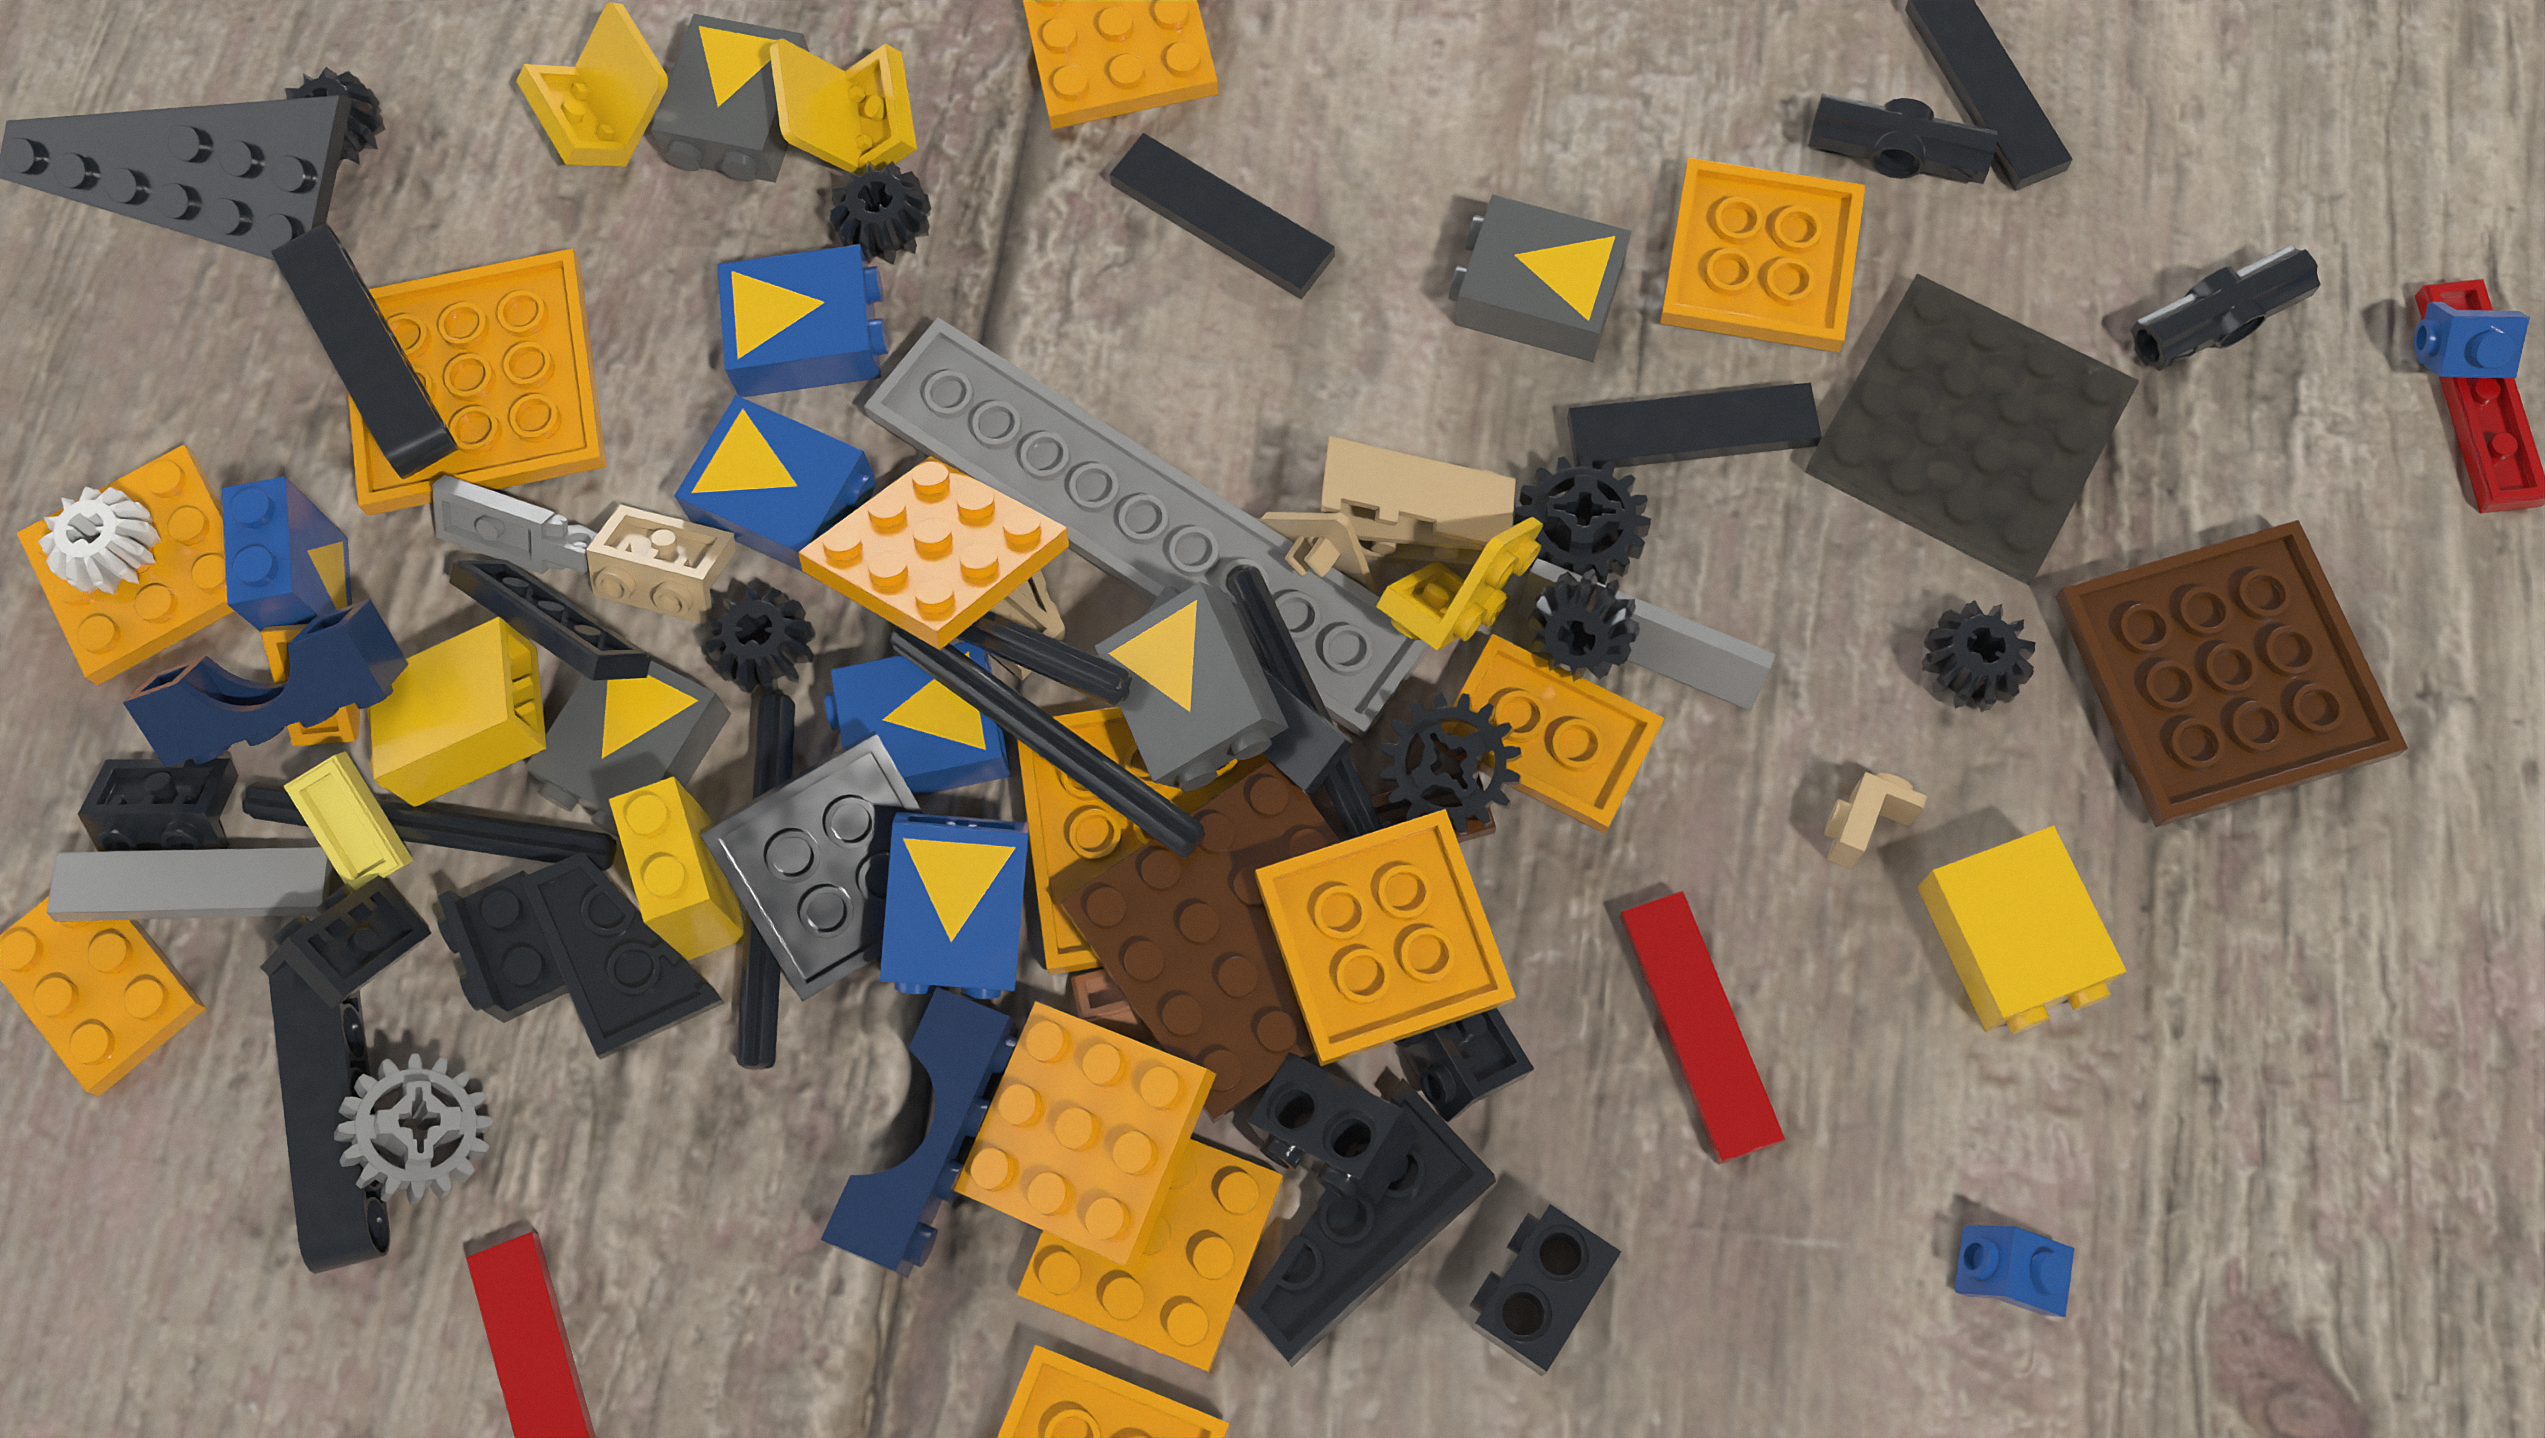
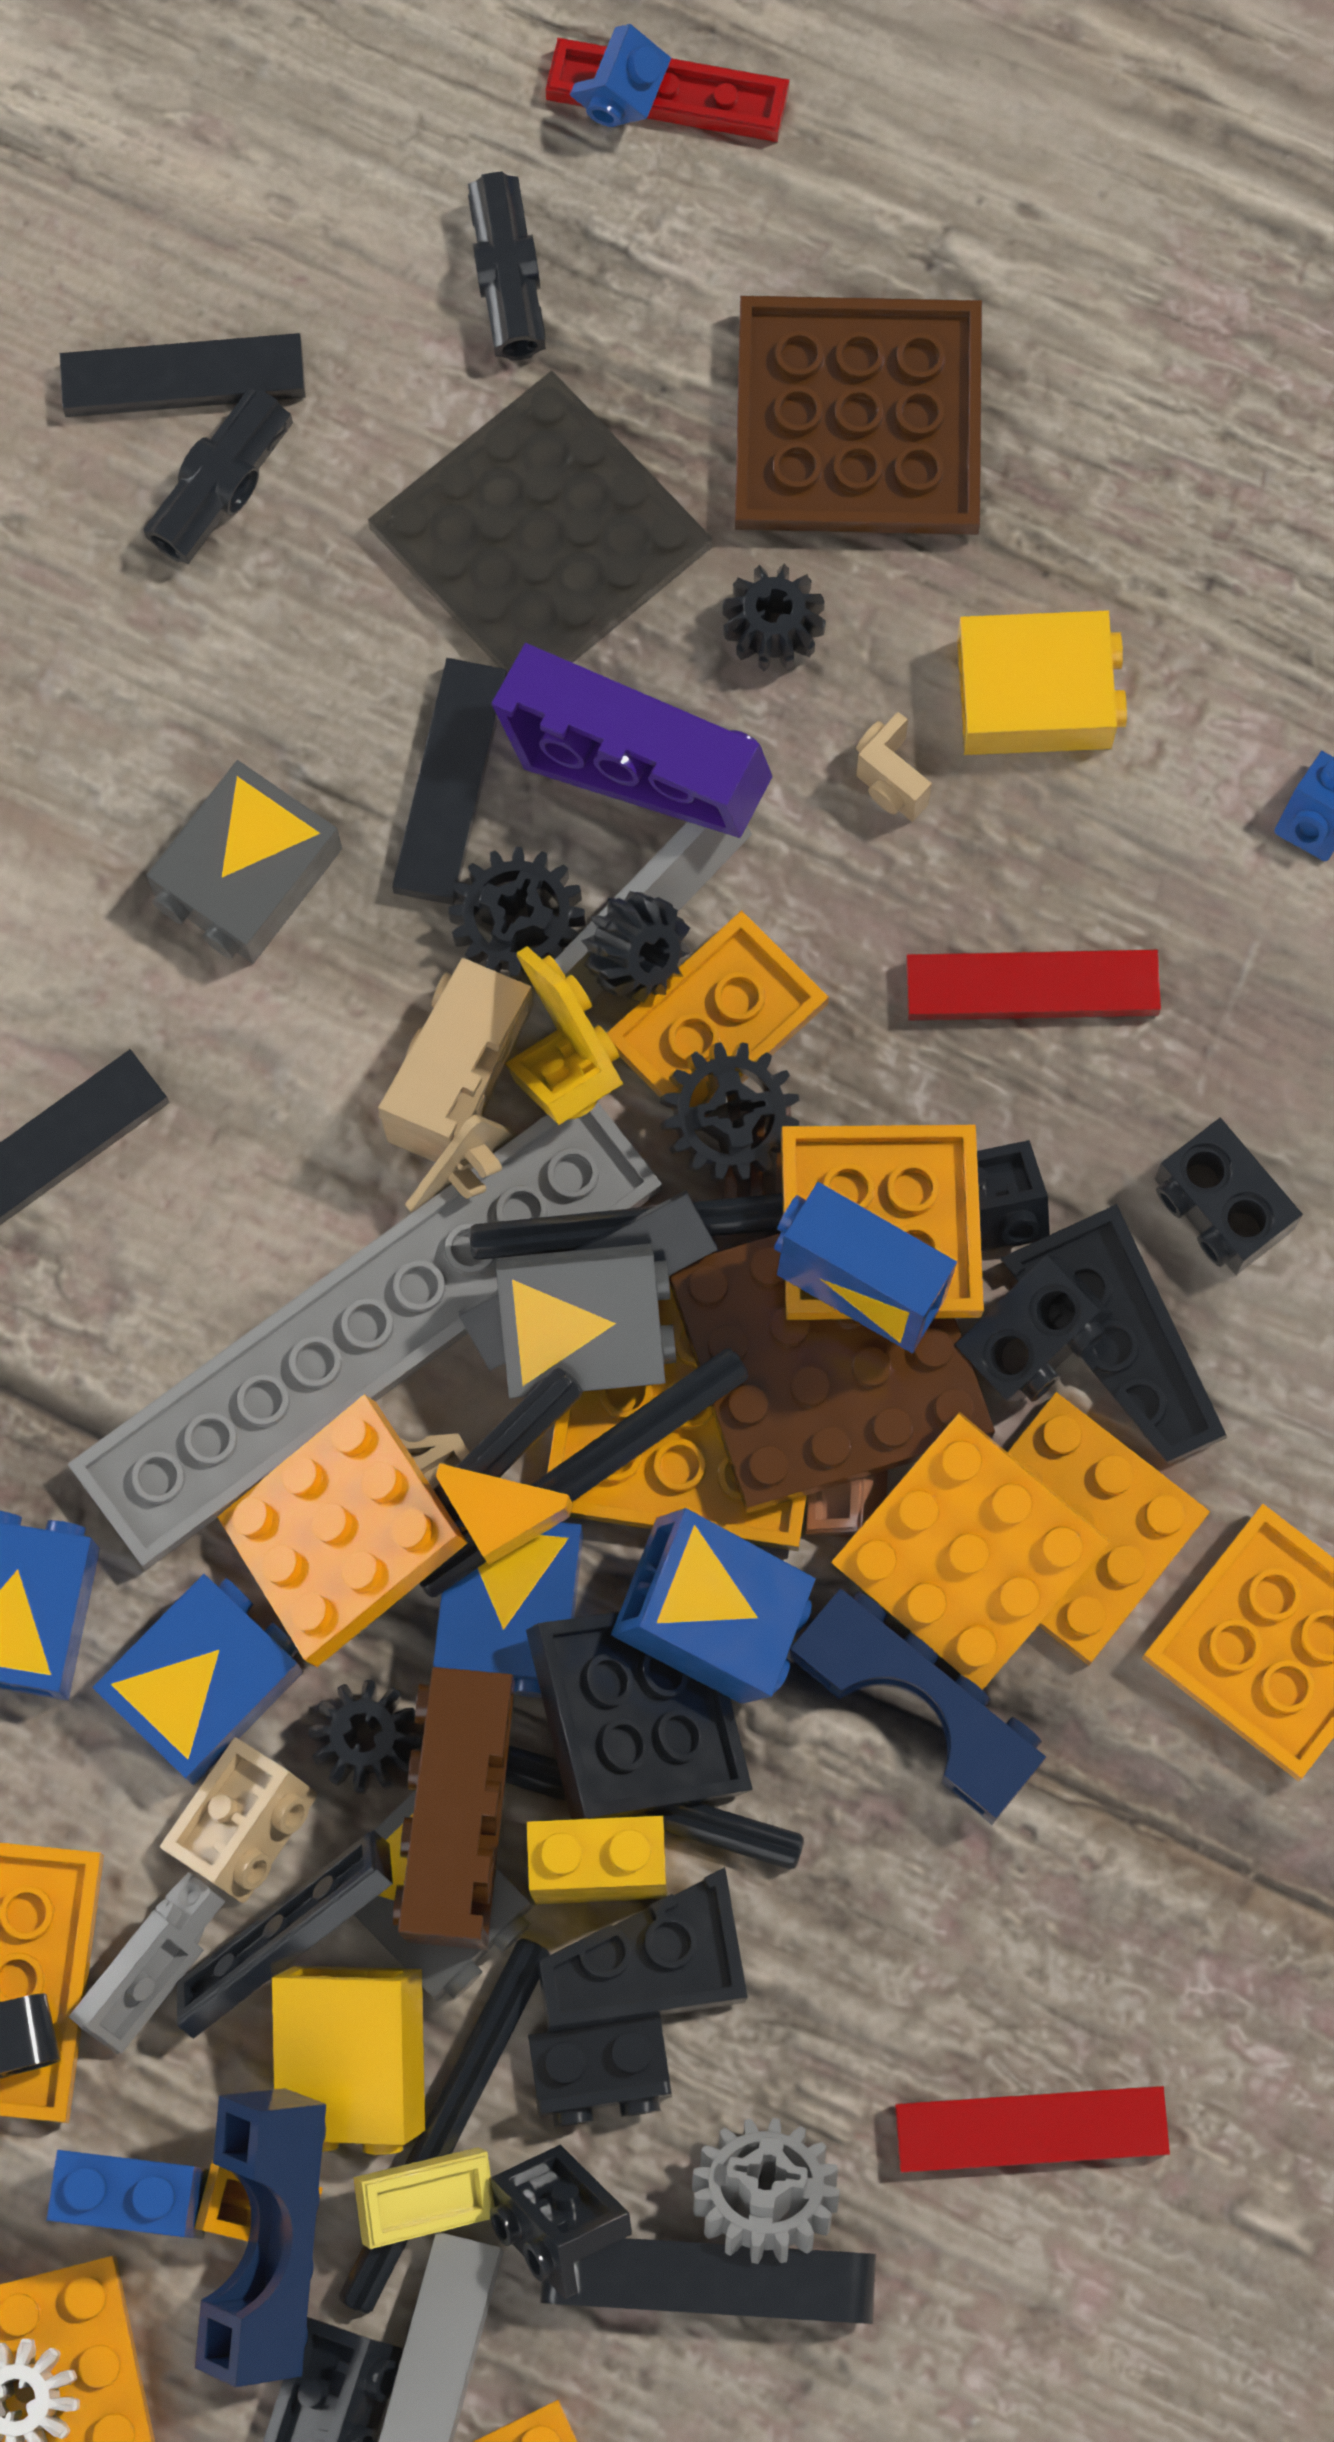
camera: 75 degrees left, 5 degrees up
(677, 722) = (456, 1808): none -> reddish brown wedge
(969, 659) = (501, 1511): none -> light orange slope
(1309, 912) = (863, 1265): none -> blue brick
(1763, 255) = (293, 650): light orange plate -> none
(1783, 552) = (628, 744): none -> dark purple wedge

